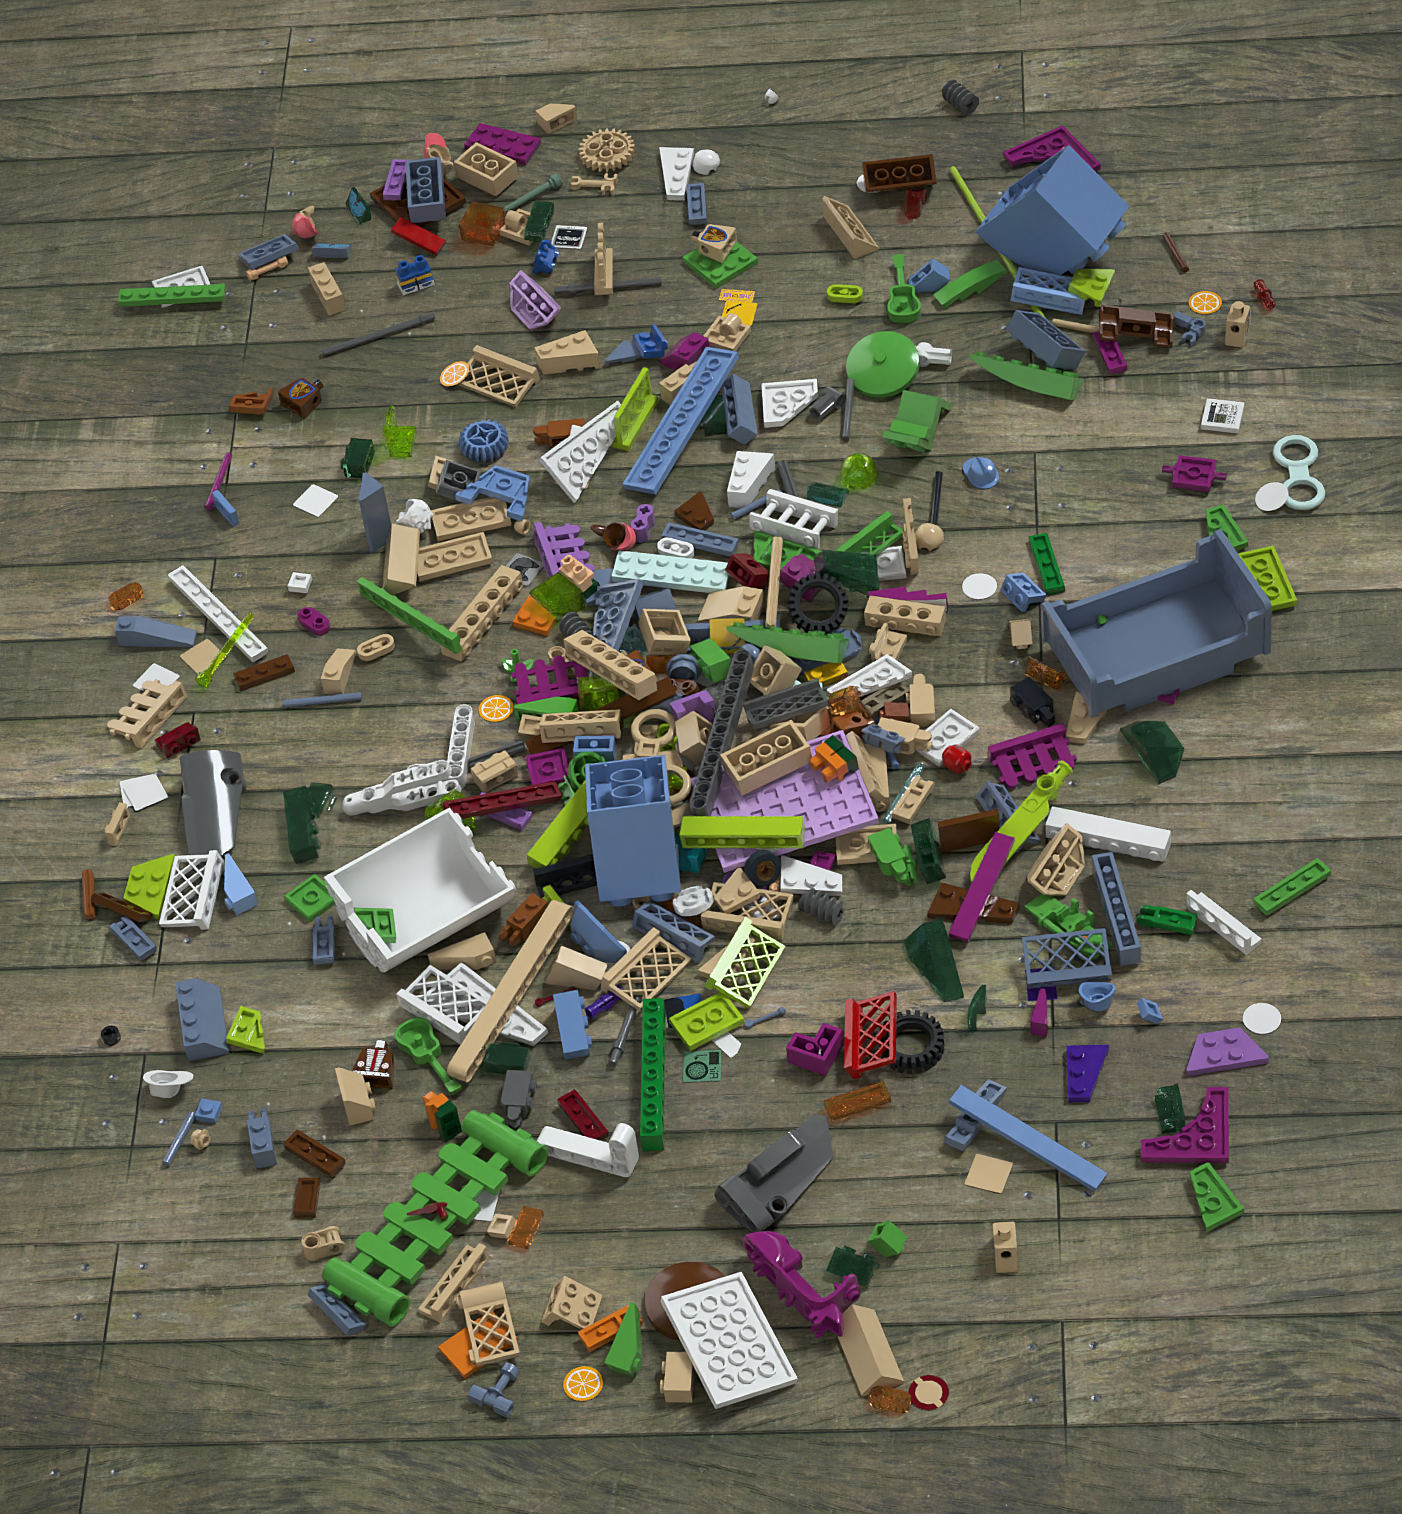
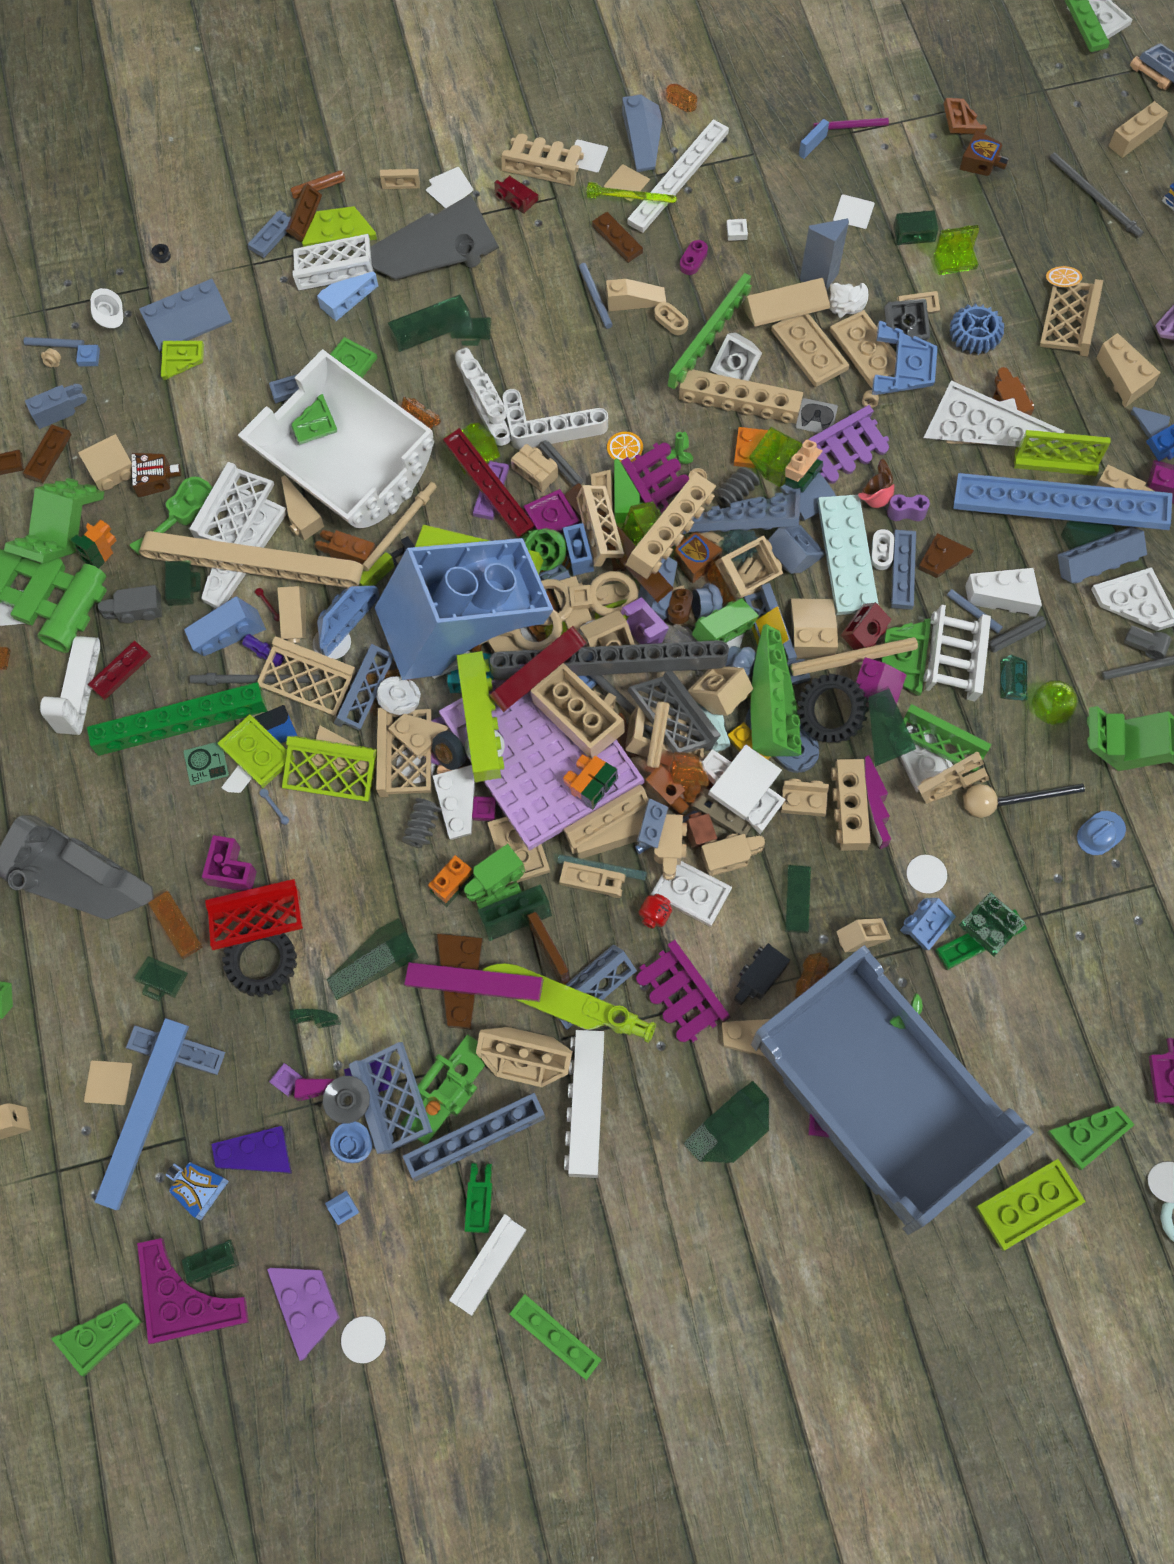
camera: 70 degrees right, 20 degrees up
(405, 1138) = (54, 520): none -> bright green bracket
(443, 604) = (736, 357): none -> white slope
(518, 878) = (420, 500): none -> tan bar
(720, 772) = (538, 669): none -> dark red beam
(807, 709) = (658, 734): none -> tan axle
(864, 672) = (745, 782): none -> white tile
(883, 892) = (449, 880): none -> orange hips
(903, 1123) = (160, 978): none -> clear green piece
(975, 669) = (798, 899): none -> clear green tile
(1026, 1040) = (285, 1079): none -> medium lavender tile
(1038, 545) = (992, 924): none -> clear green brick
(1059, 978) = (335, 1096): none -> dark grey dish
(1104, 1111) = (195, 1188): none -> torso

